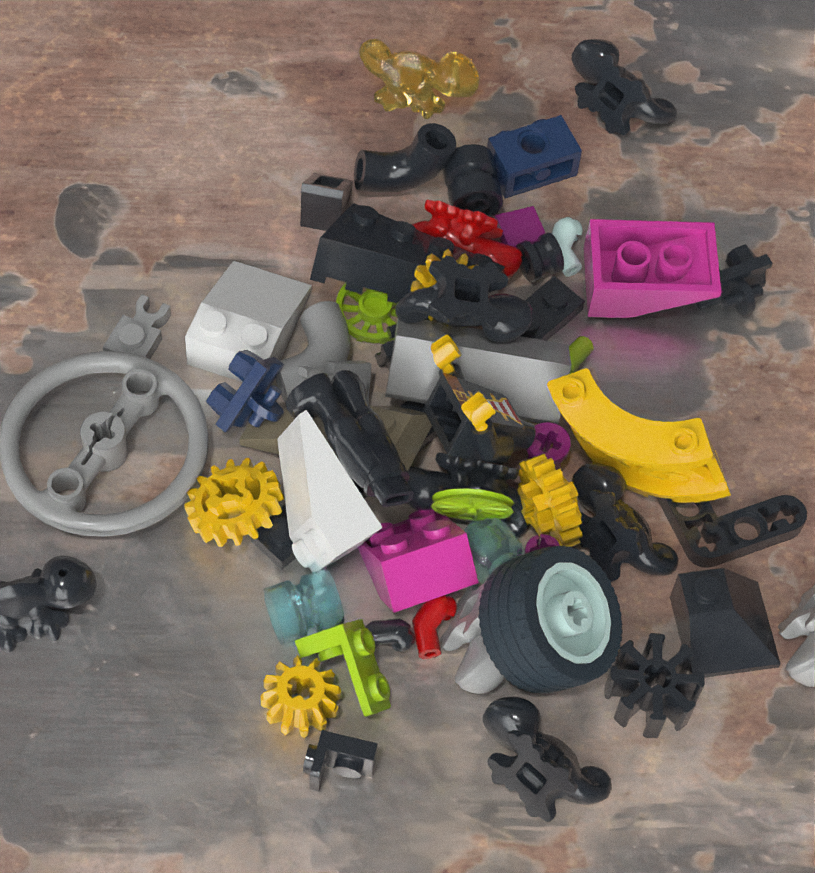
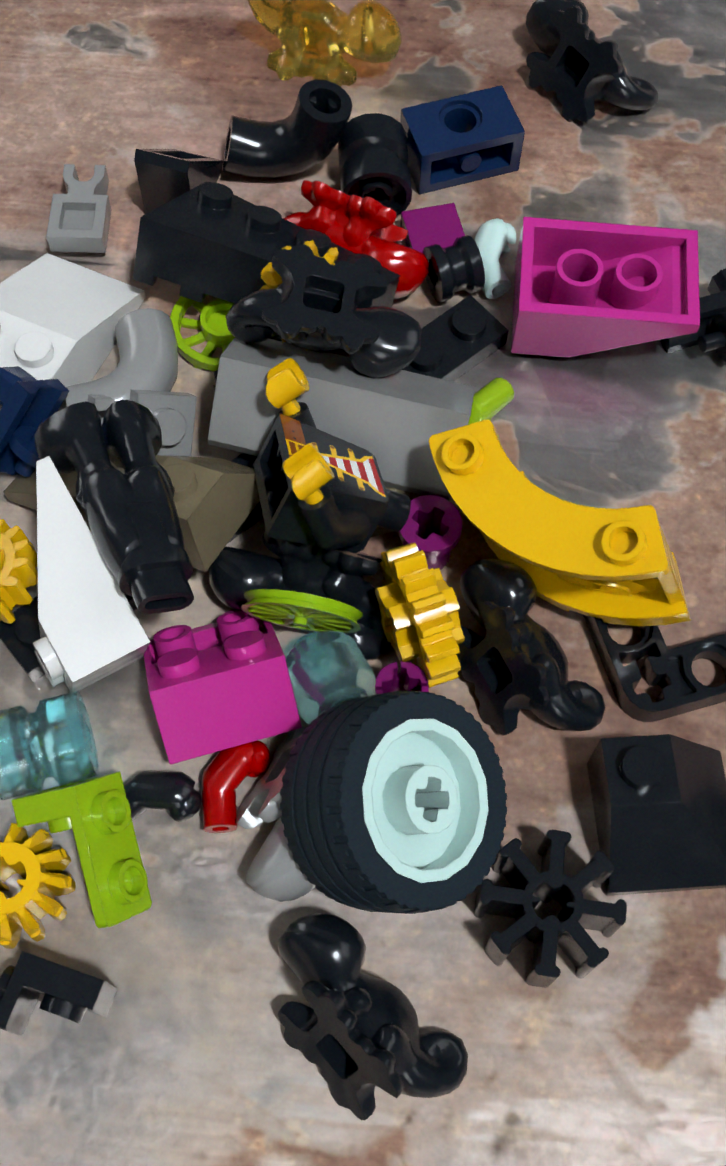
camera: 10 degrees right, 5 degrees up
(255, 229) = (82, 216): none -> light grey plate

